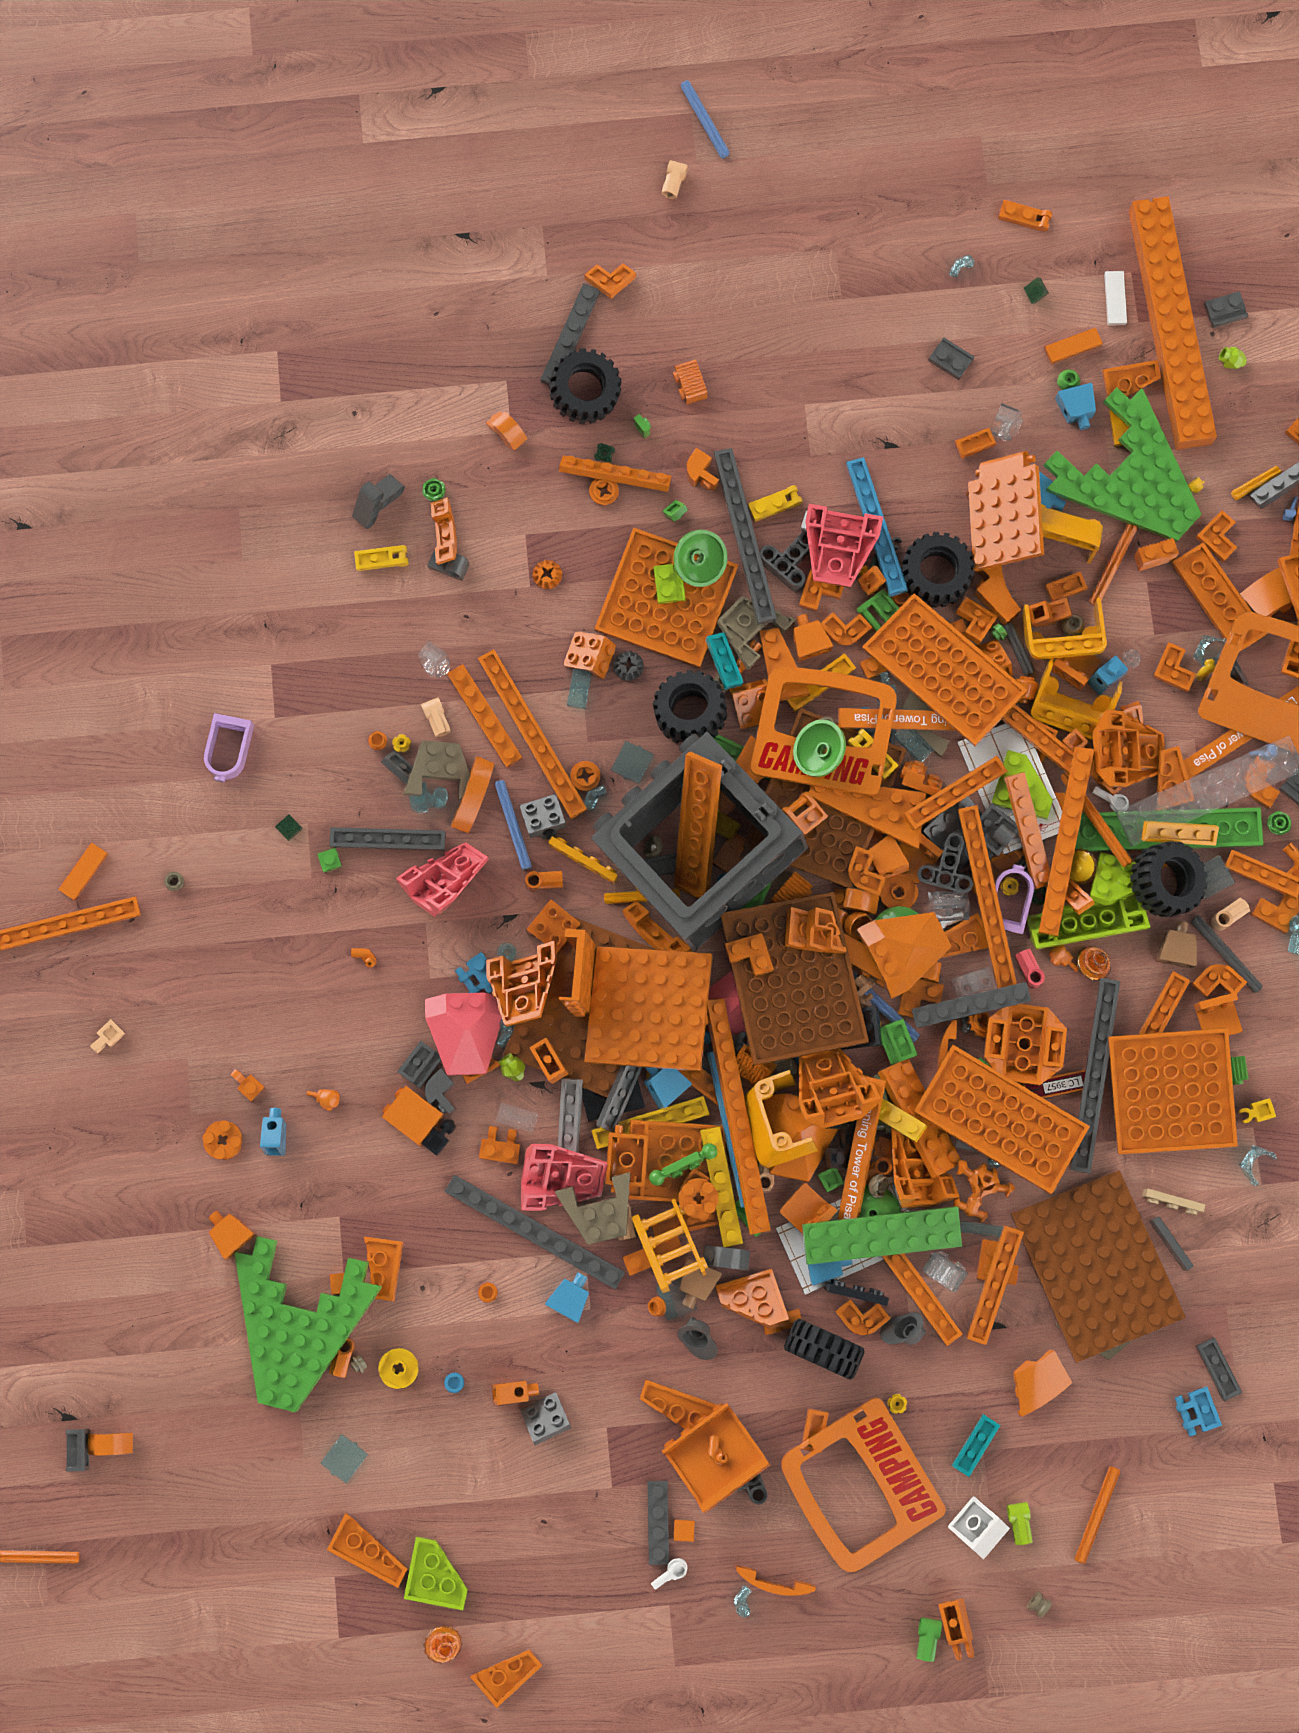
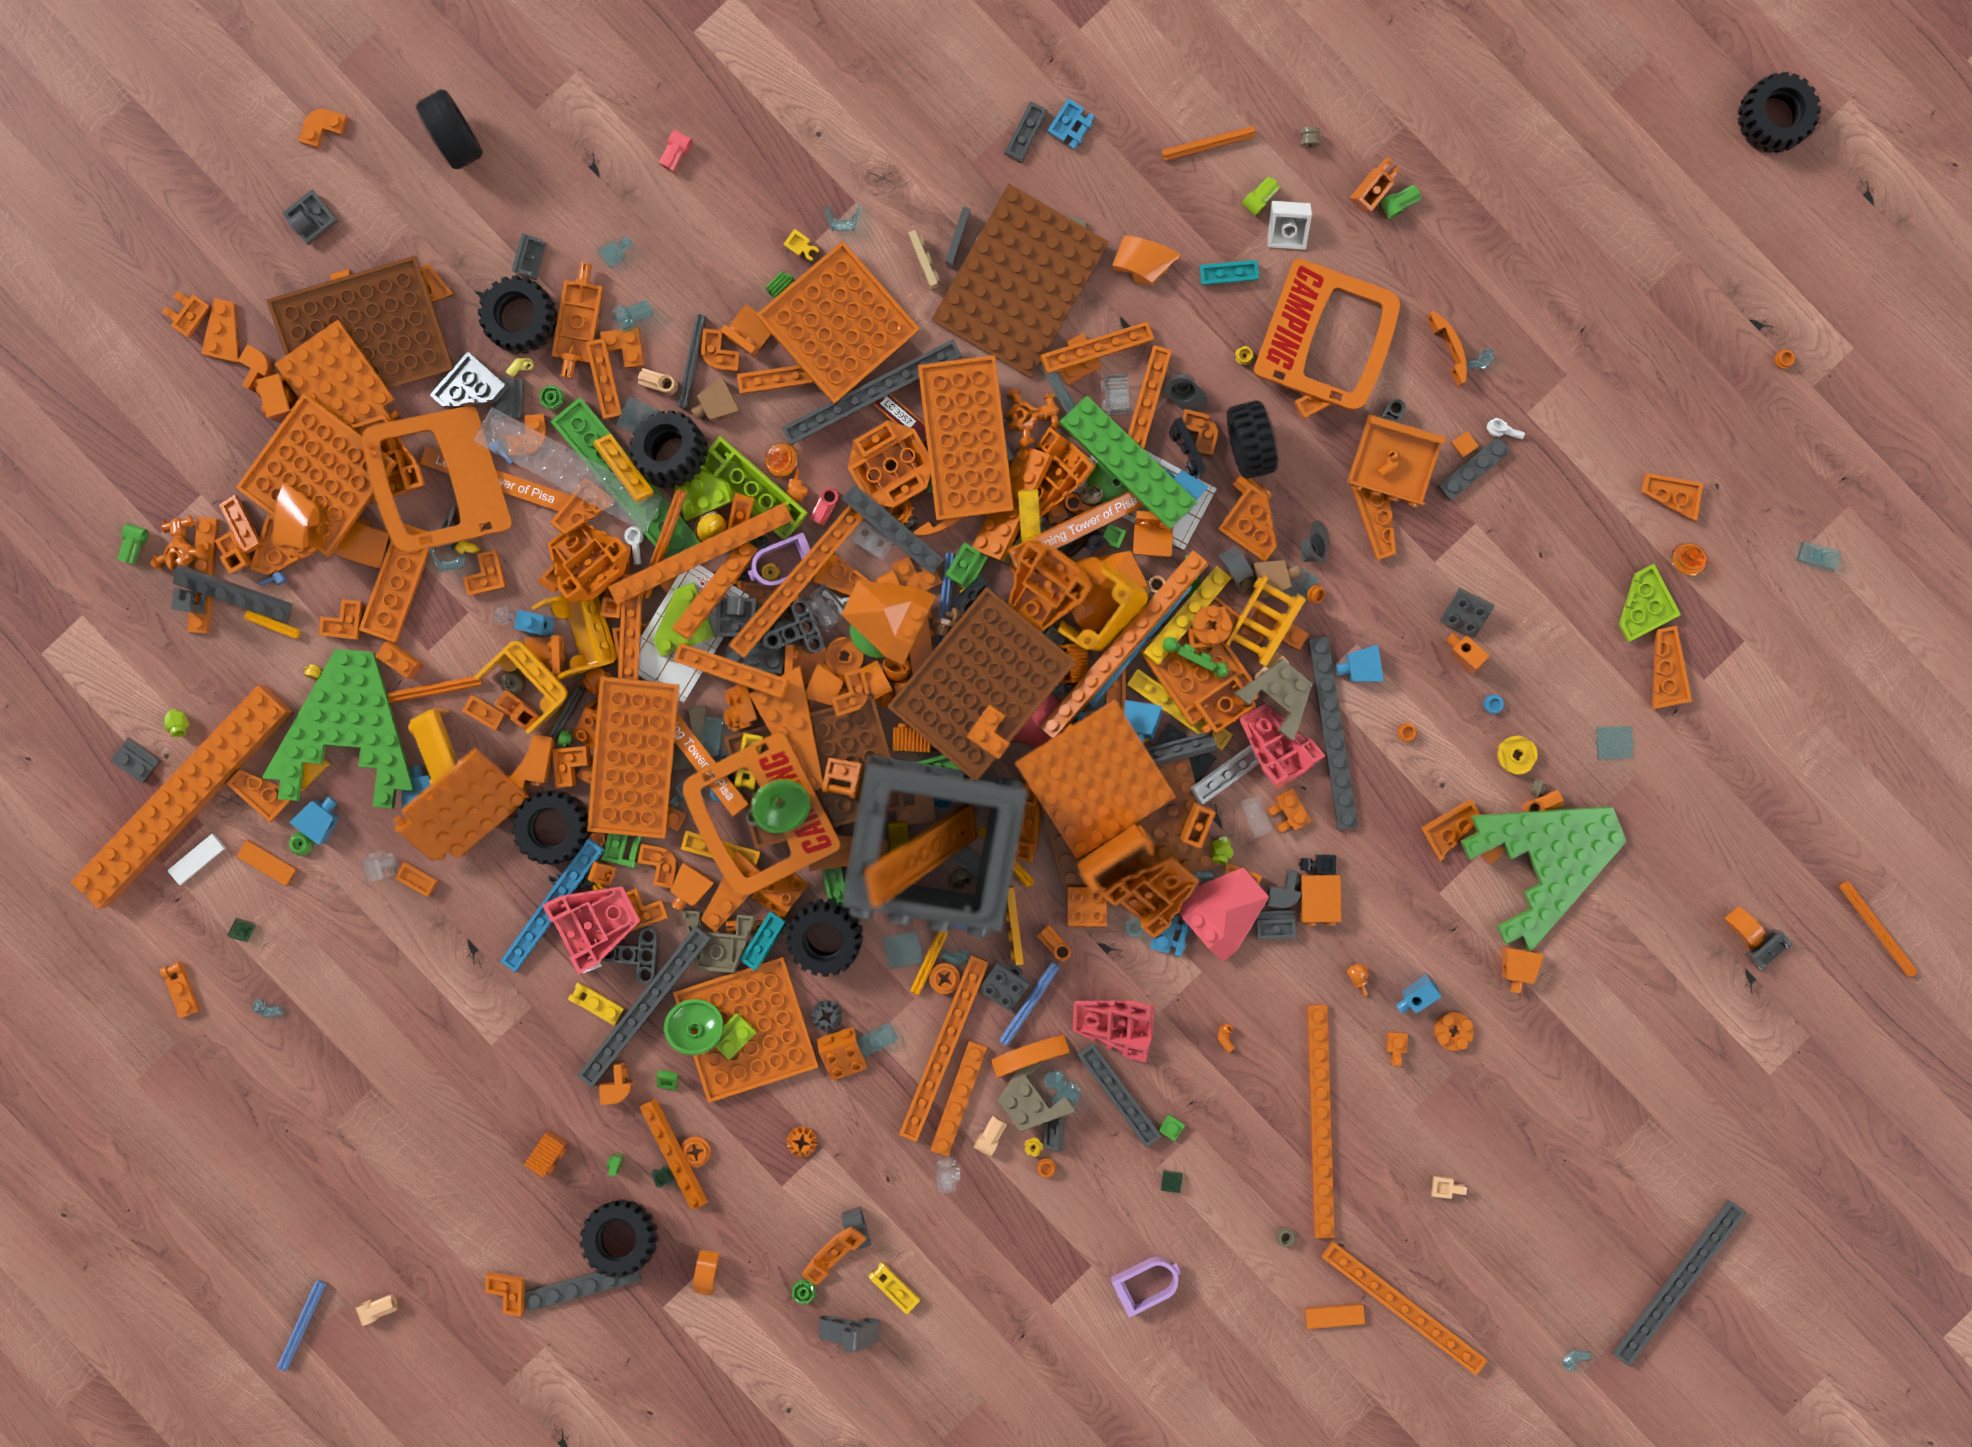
camera: 130 degrees left, 10 degrees up
(240, 979) = (1320, 1121): none -> orange plate
(607, 773) = (928, 962): none -> light orange axle
(813, 931) = (932, 697): orange slope -> none
(951, 358) = (356, 955): dark grey plate -> none

